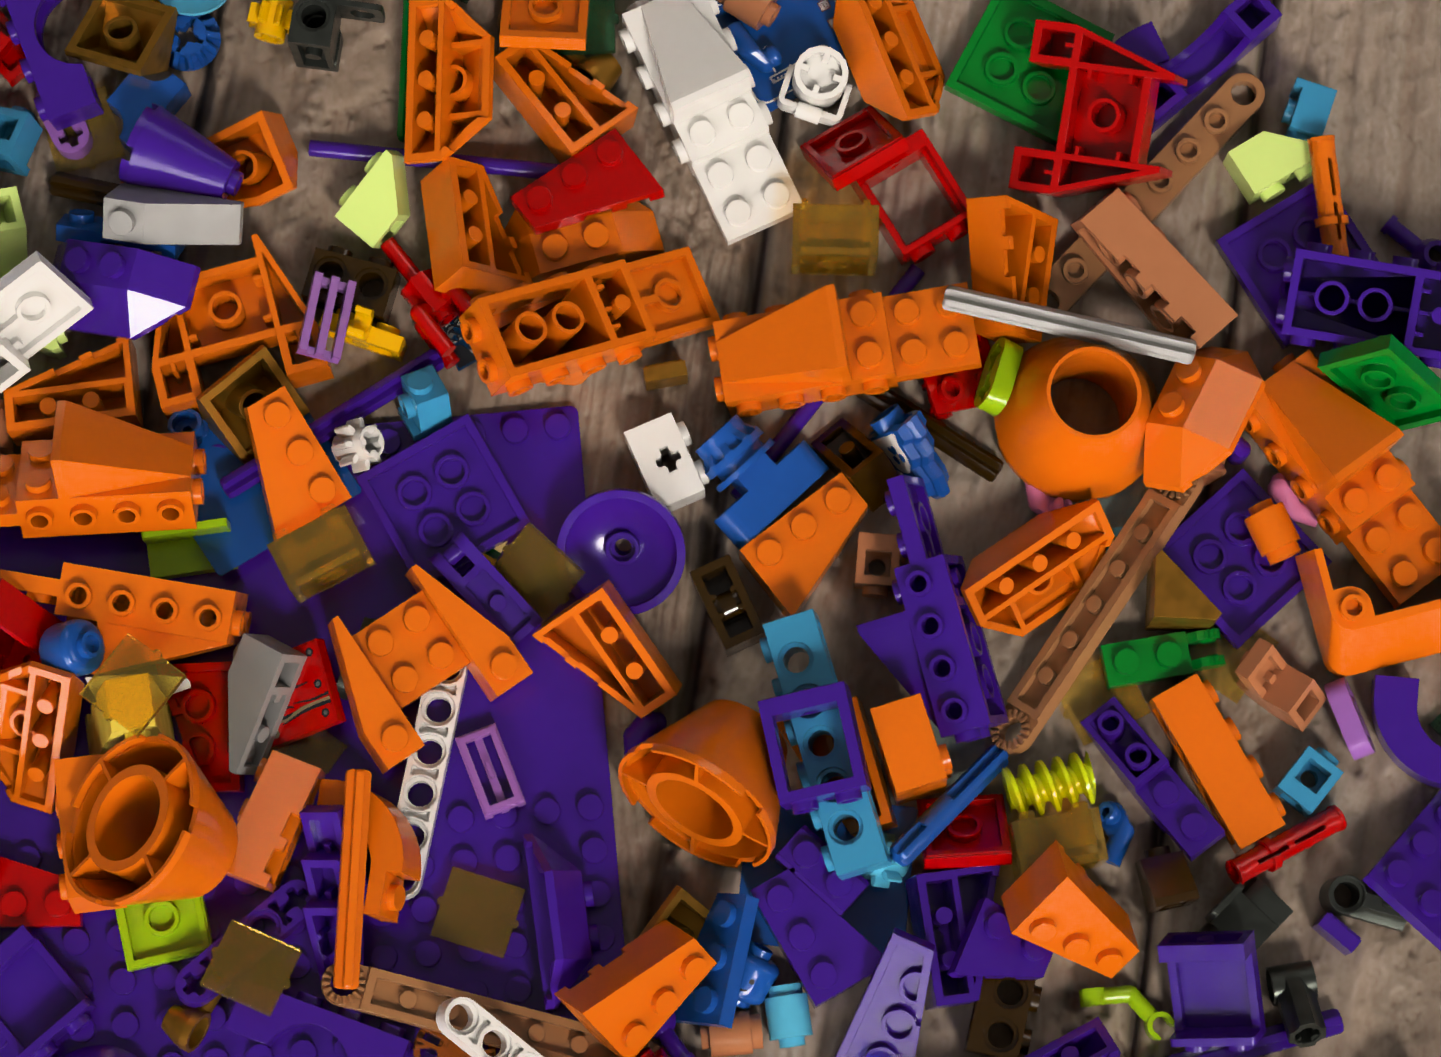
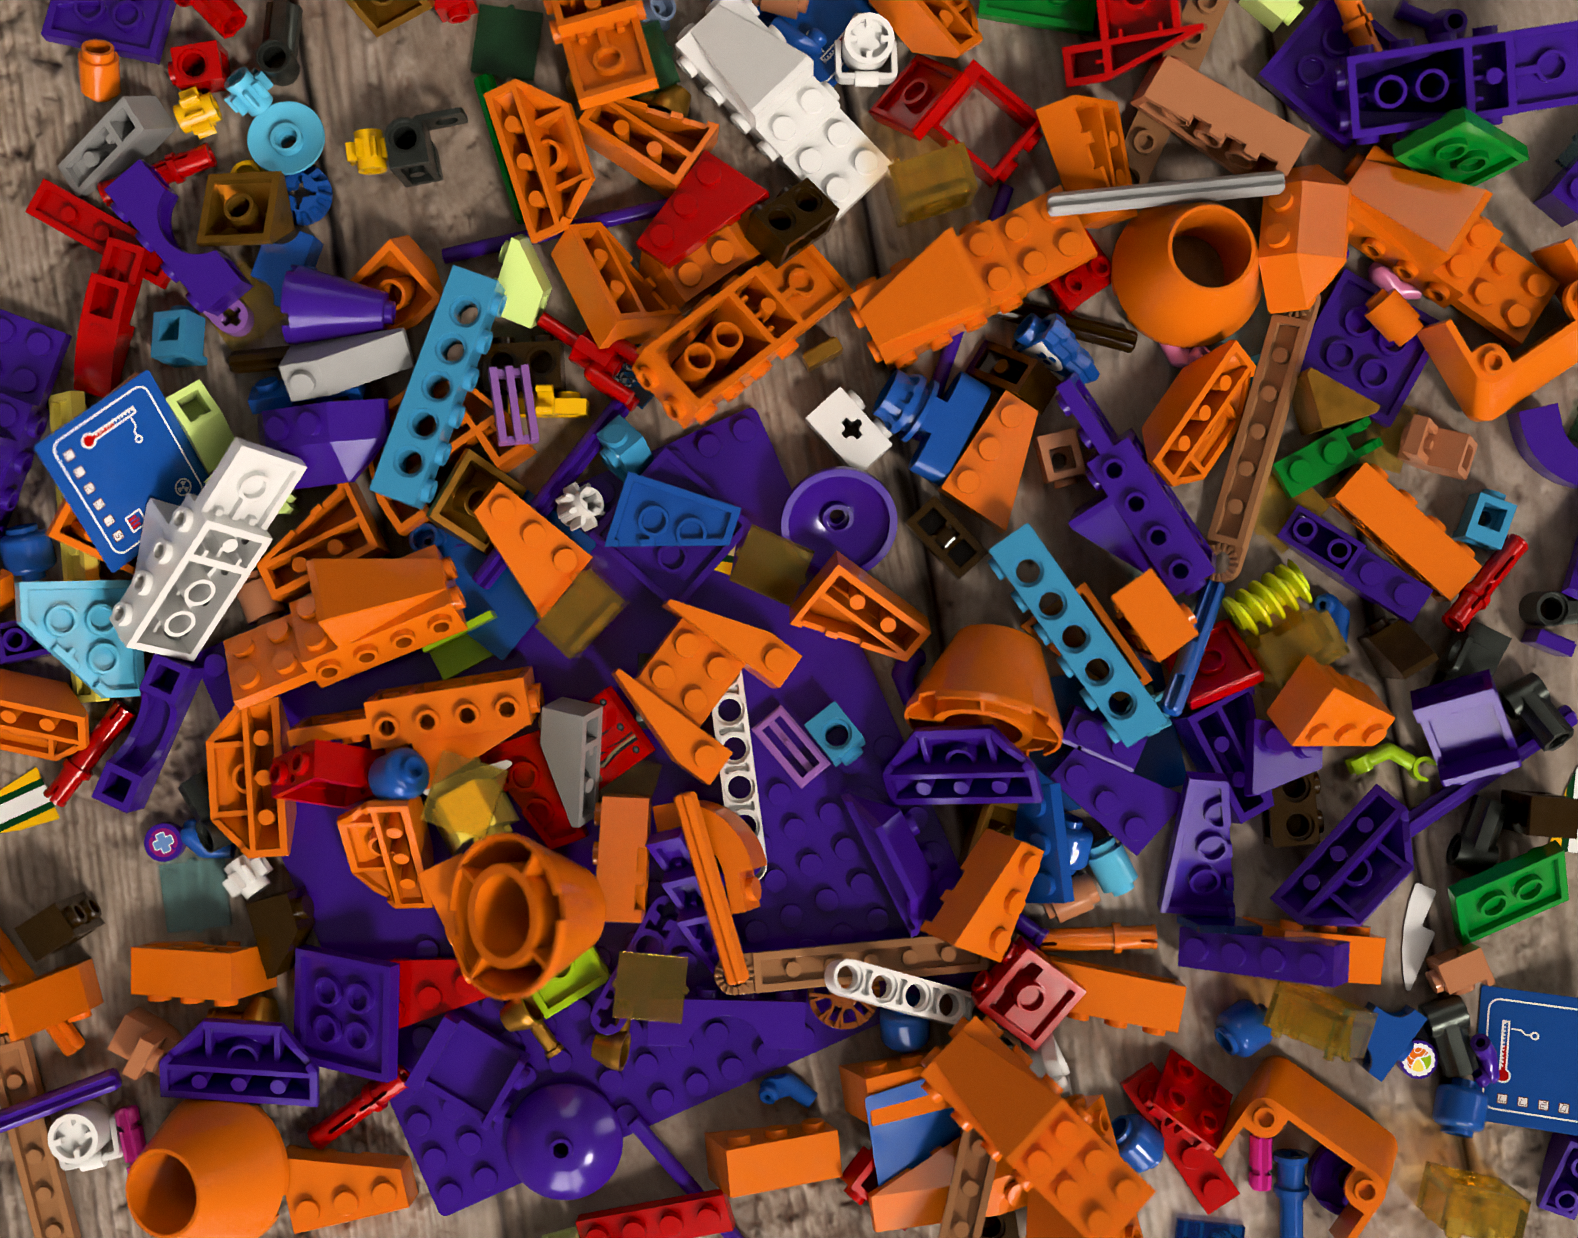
camera: 20 degrees left, 10 degrees up
(106, 956) = (524, 1015): none -> pearl gold bar
(314, 187) = (462, 291): none -> dark azure brick
(446, 484) = (669, 516): none -> blue wing
(478, 912) = (822, 868): clear yellow piece -> none
(486, 589) = (735, 595): dark purple plate -> none
(536, 756) = (828, 720): none -> dark azure brick
(657, 844) = (960, 768): none -> dark purple wedge
(678, 229) = (791, 222): none -> dark brown brick
(806, 703) = (1083, 693): dark purple window -> none
(998, 376) = (1112, 259): lime beam -> none
(1349, 718) = (1502, 455): medium lavender beam -> none

